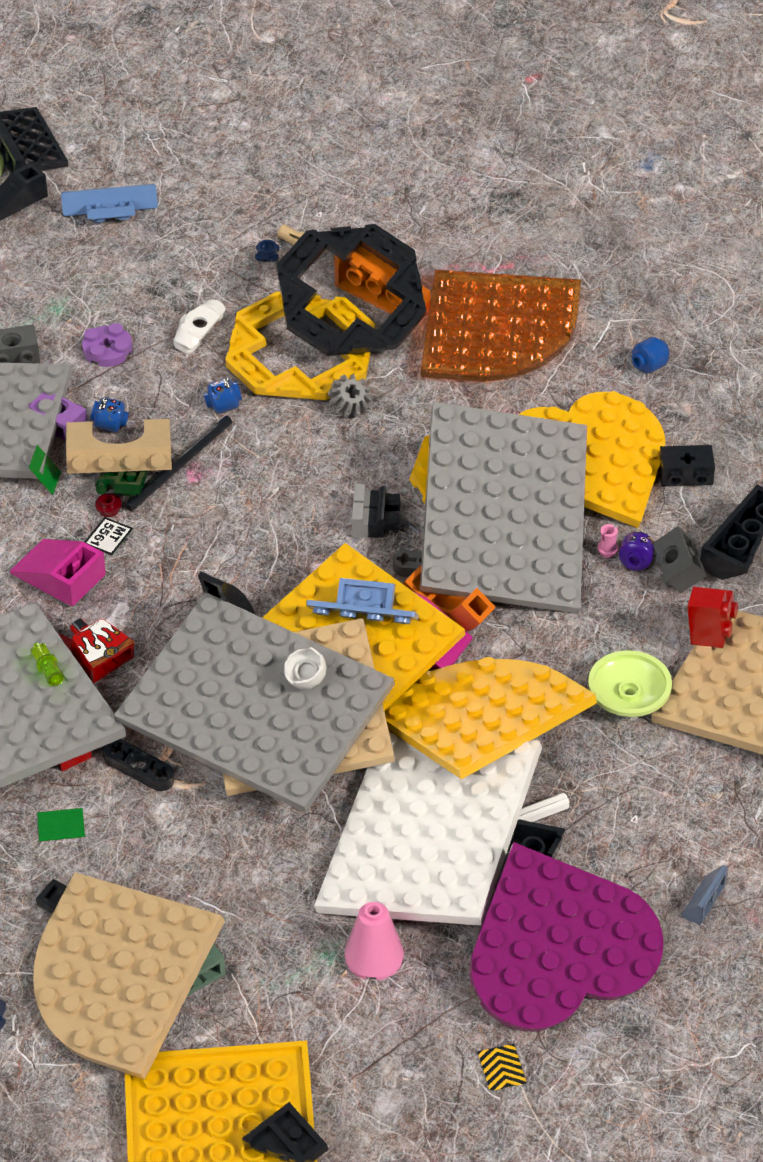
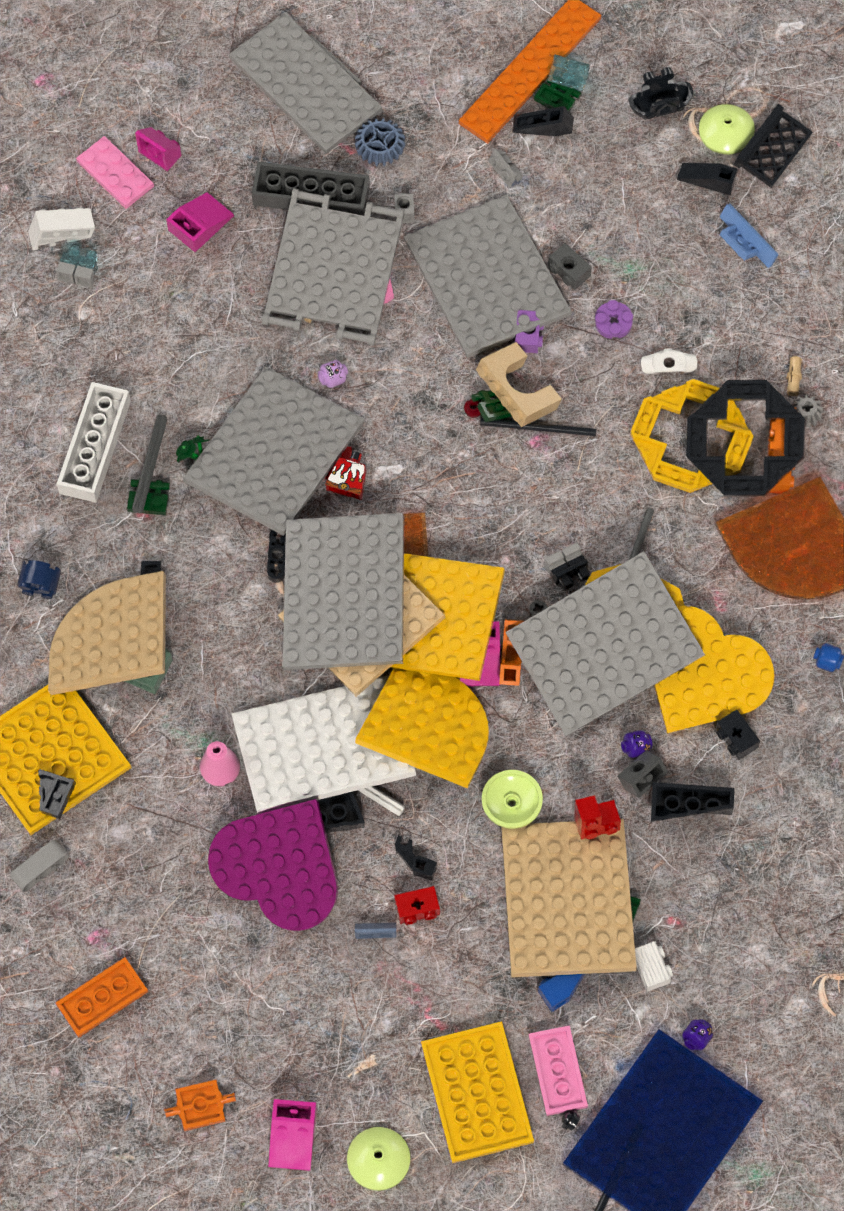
camera: 60 degrees right, 20 degrees up
(47, 664) = (305, 458): clear neon green axle -> none
(50, 473) = (472, 360): green sticker -> none
(60, 824) = (209, 539): green sticker -> none
(62, 568) = (398, 415): dark pink slope -> none
(108, 535) = (450, 424): sticker -> none
(109, 414) = (548, 360): blue head -> none
(223, 395) = (611, 417): blue head -> none
(224, 591) = (417, 525): black slope -> none
(267, 251) = (770, 356): dark blue plate -> none
(305, 668) = (368, 606): white hair -> none
(349, 395) = (665, 495): light grey gear -> none
(364, 598) = (456, 608): medium blue bracket -> none
(386, 441) = (642, 532): none -> dark grey bar
(502, 1067) = (182, 881): sticker -> none
(608, 545) = (633, 722): bright pink pin -> none
(624, 819) = (411, 860): none -> black piece
(701, 838) = (426, 899): none -> red brick

